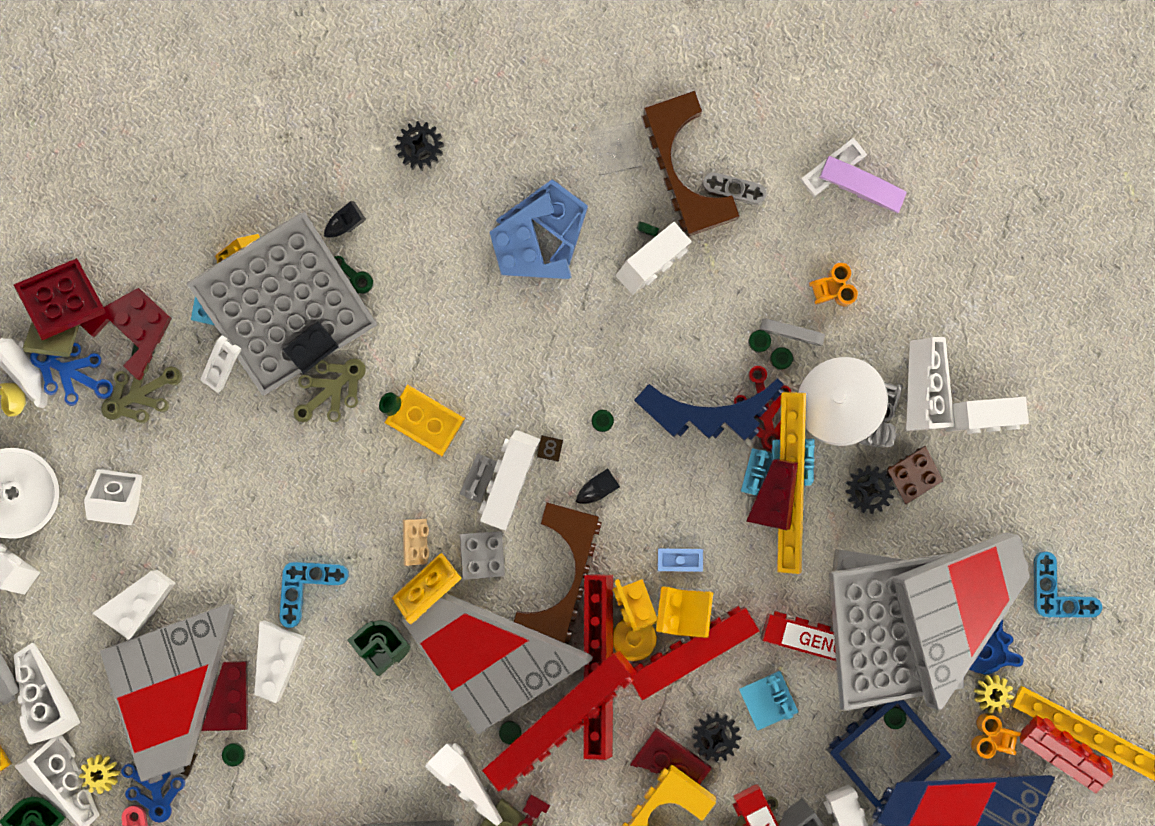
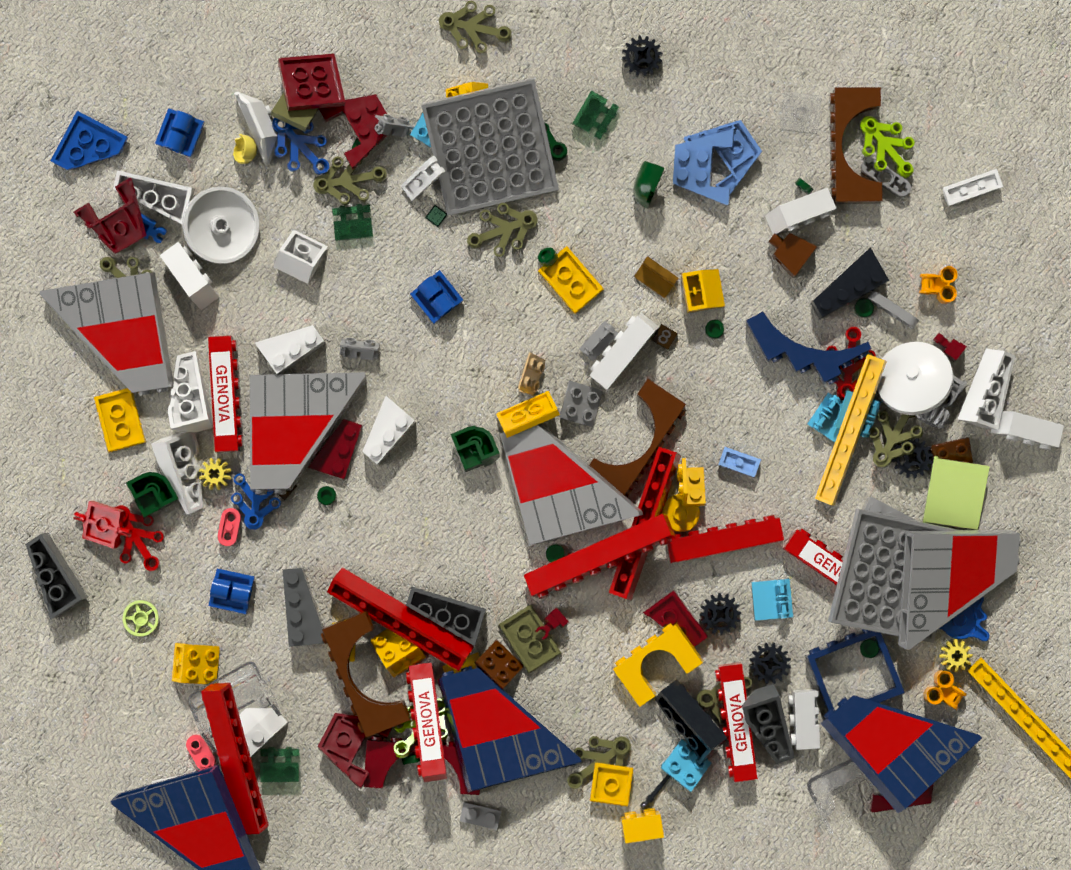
camera: 20 degrees right, 0 degrees up
(79, 680) = (224, 394): none -> red brick
(159, 316) = (399, 126): none -> light grey hinge
(161, 446) = (353, 228): none -> clear green plate
(204, 578) = (368, 348): none -> light grey hinge
(221, 176) = (472, 26): none -> olive plant
(251, 399) = (436, 215): none -> clear green sticker
(281, 490) = (436, 296): none -> blue plate
(298, 584) = (424, 376): dark azure beam -> none
(310, 347) = (499, 189): black plate -> none
(344, 220) = (560, 96): black plate -> none
(383, 228) = (590, 112): none -> clear green plate
(455, 769) = (503, 569): white wedge -> none
(471, 284) = (647, 182): none -> dark green brick
(518, 385) = (656, 277): none -> pearl gold panel
(574, 382) = (702, 290): none -> yellow slope
(597, 488) = (692, 382): black plate -> none
(658, 306) = (791, 252): none -> reddish brown torso
(684, 612) = (728, 504): yellow bracket -> none
(721, 152) = (885, 144): none -> lime plant
(740, 315) = (852, 284): none -> black wedge
(776, 497) = (834, 436): dark red wing -> none
(779, 774) = (771, 654): none -> black gear
(781, 358) = (876, 328): dark green tile -> none
(841, 475) = (893, 437): none -> olive plant
(863, 184) = (991, 209): lavender slope -> none
(873, 353) = (953, 348): none -> dark red piece
(931, 513) = (955, 493): none -> yellowish green piece
(1057, 601) = (1033, 600): dark azure beam -> none
(1066, 754) = (998, 723): brick -> none

